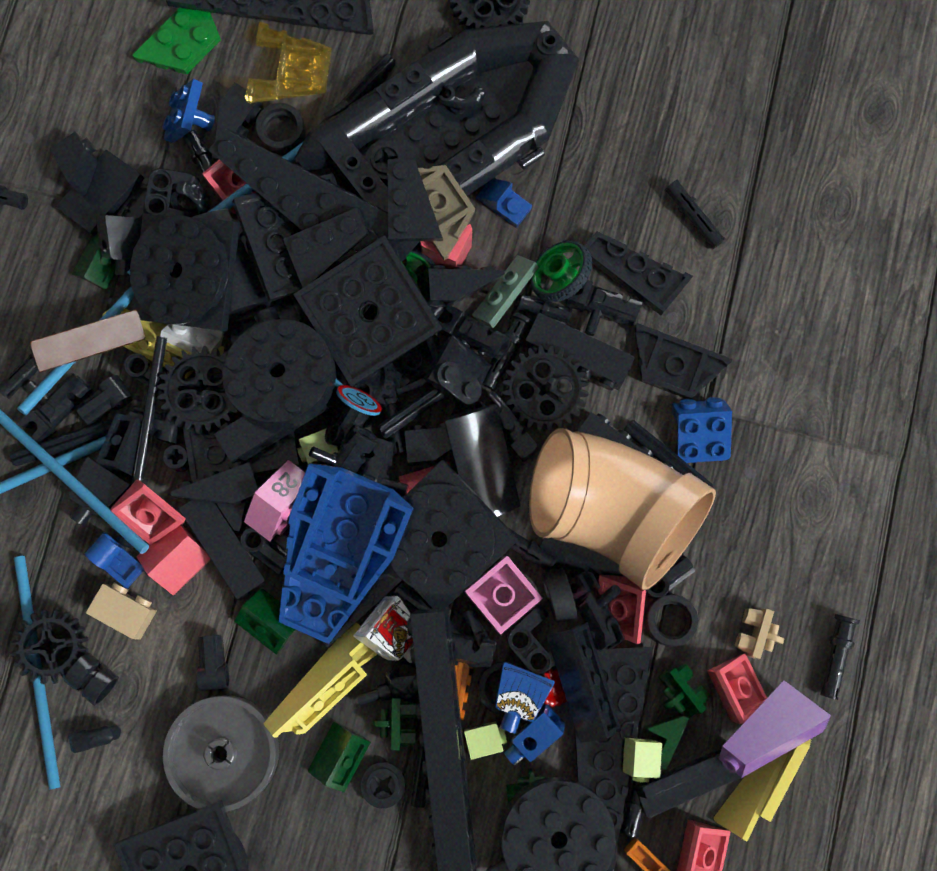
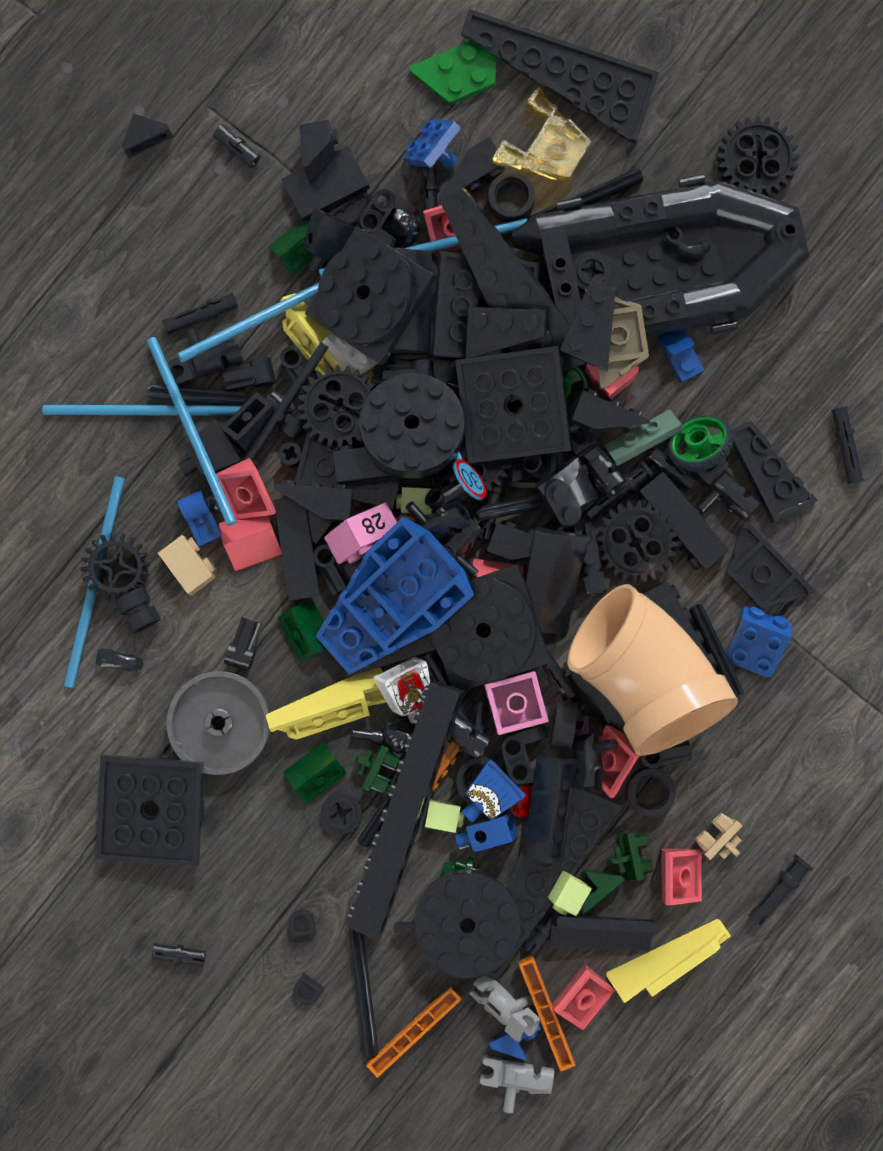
camera: 35 degrees right, 5 degrees up
(86, 340) = (260, 319): slope -> none
(772, 730) = (691, 923): medium lavender slope -> none

